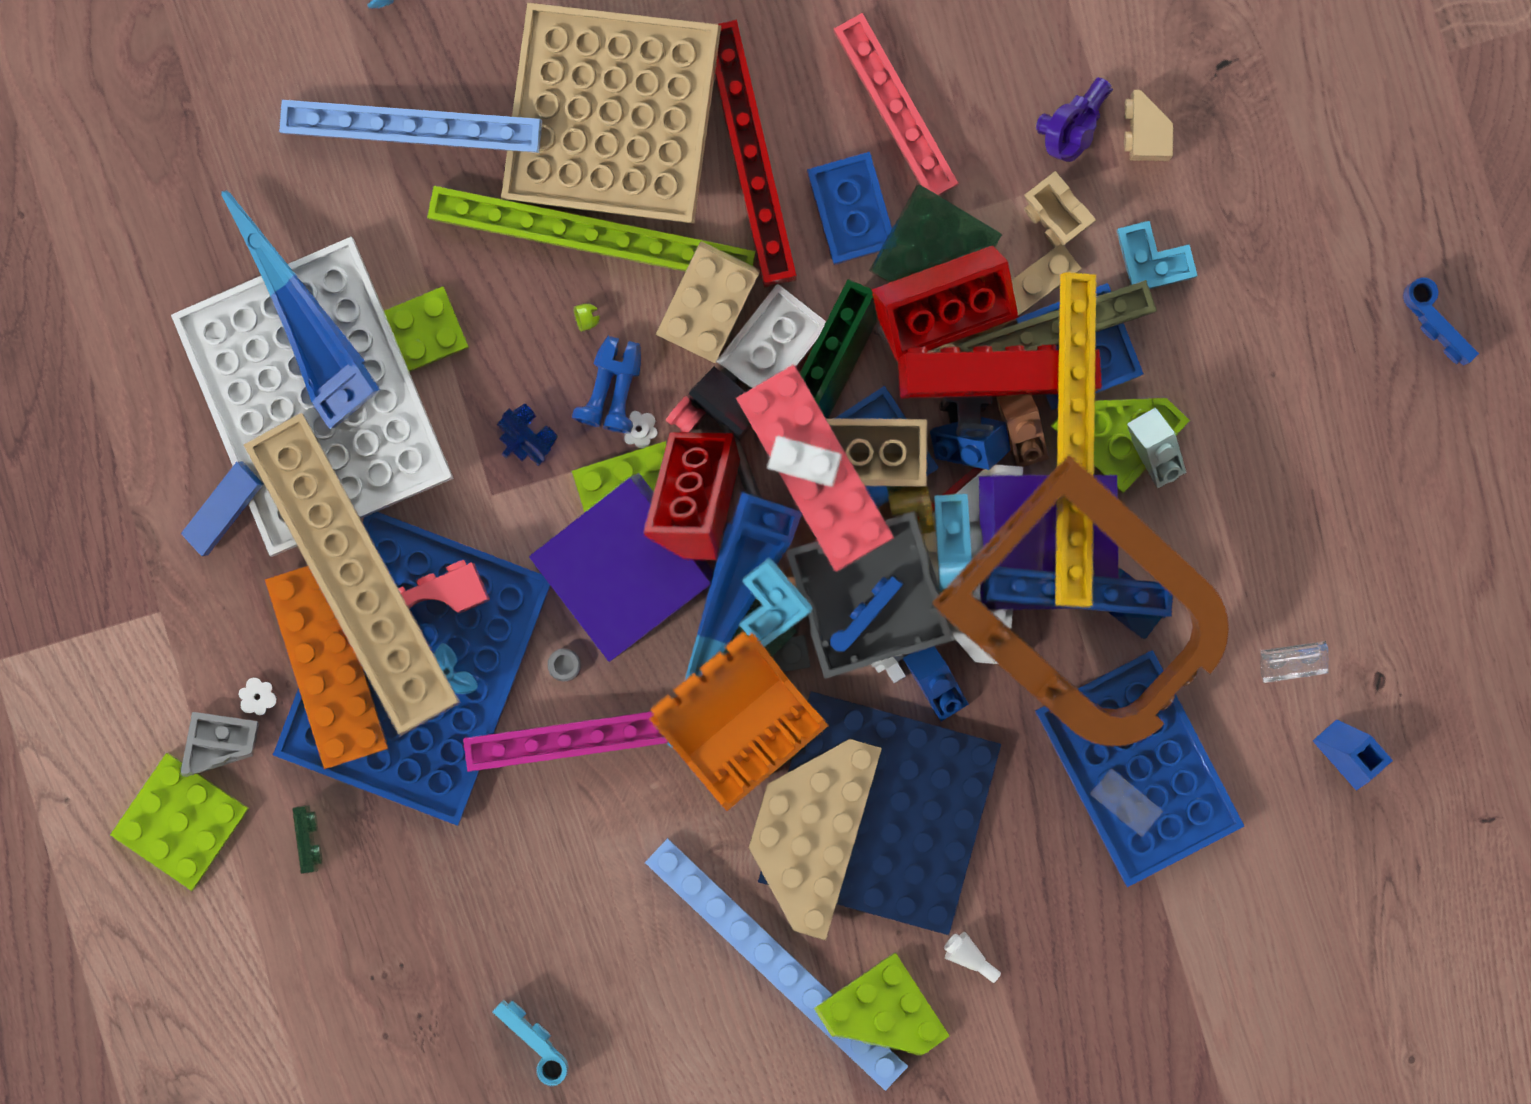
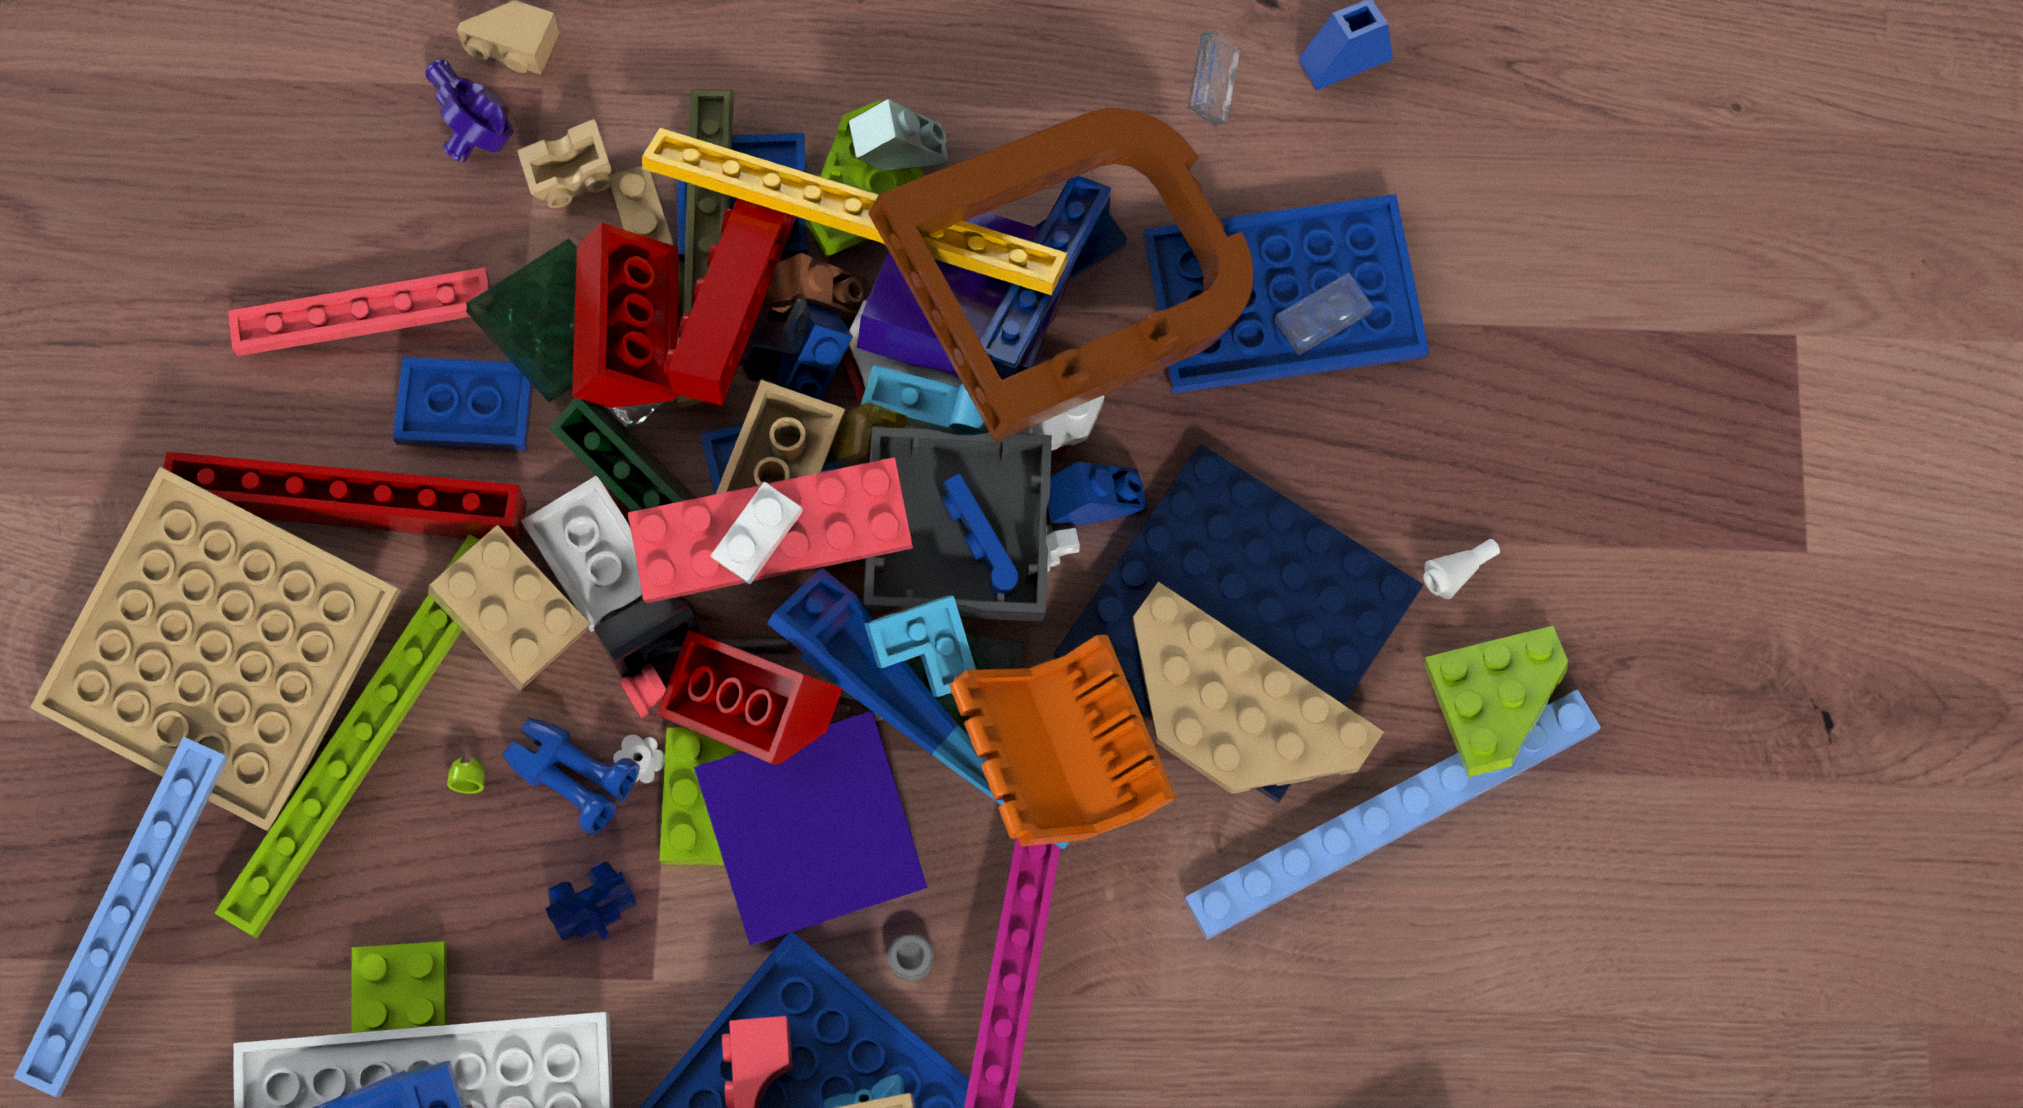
camera: 70 degrees left, 15 degrees down
(1148, 264) = (666, 91): medium azure plate -> none

